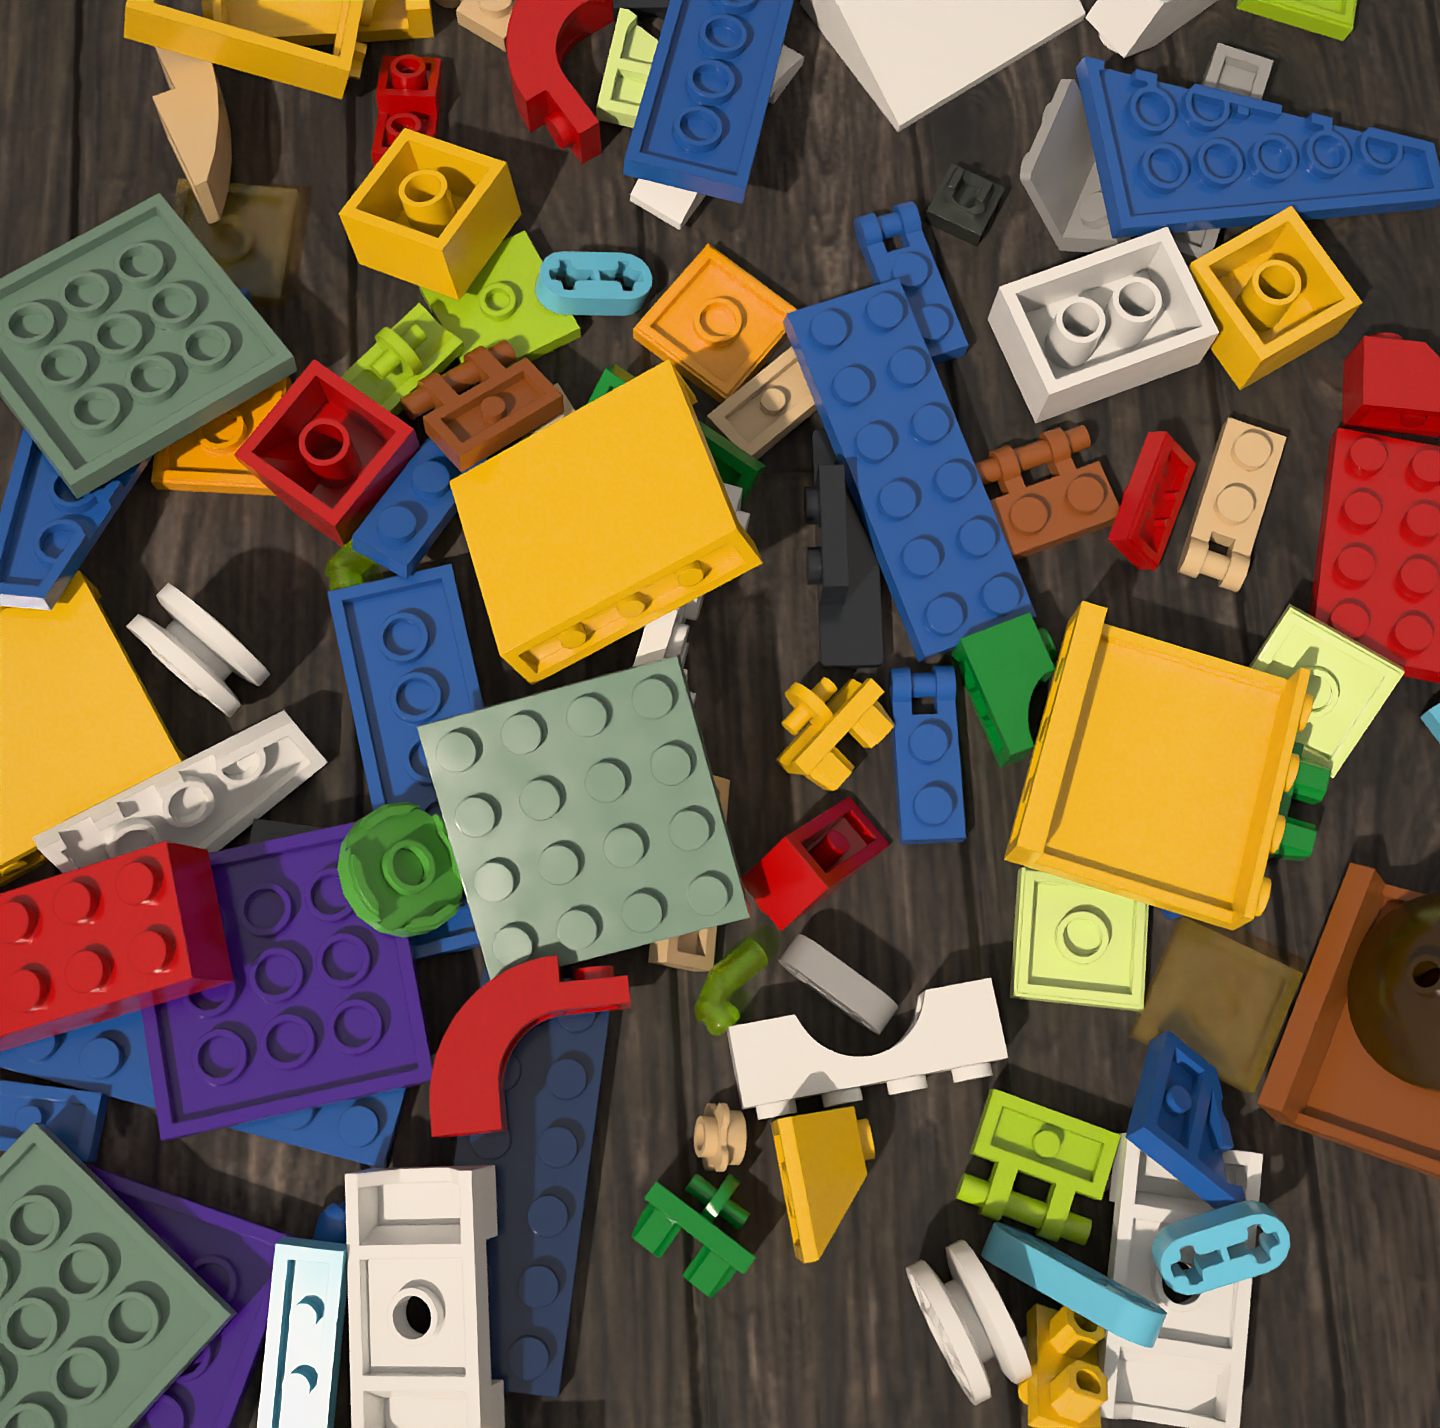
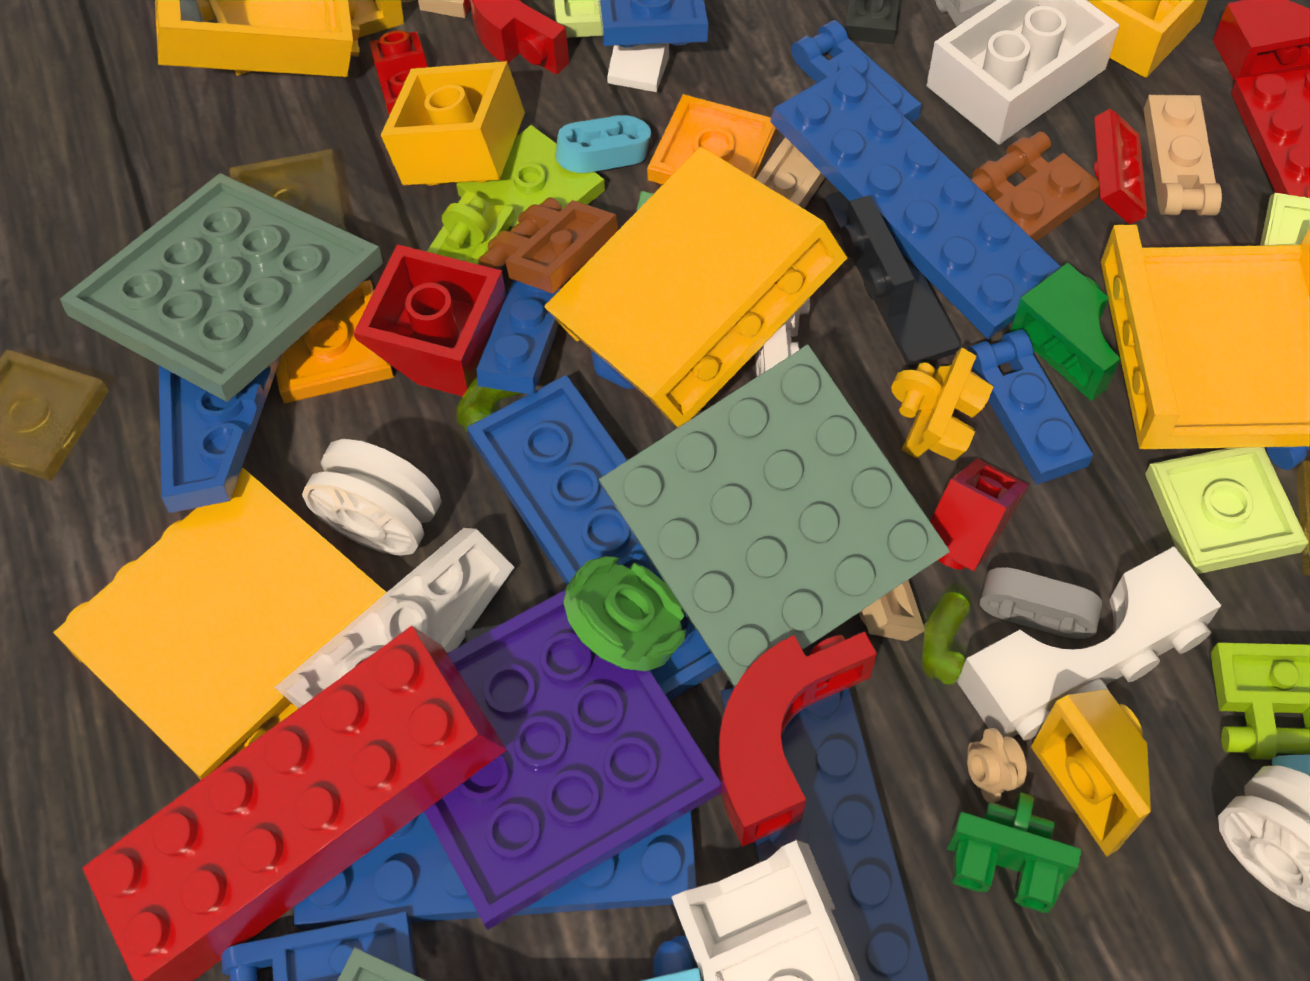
camera: 10 degrees left, 15 degrees down
(197, 127) = (232, 121): tan slope -> none

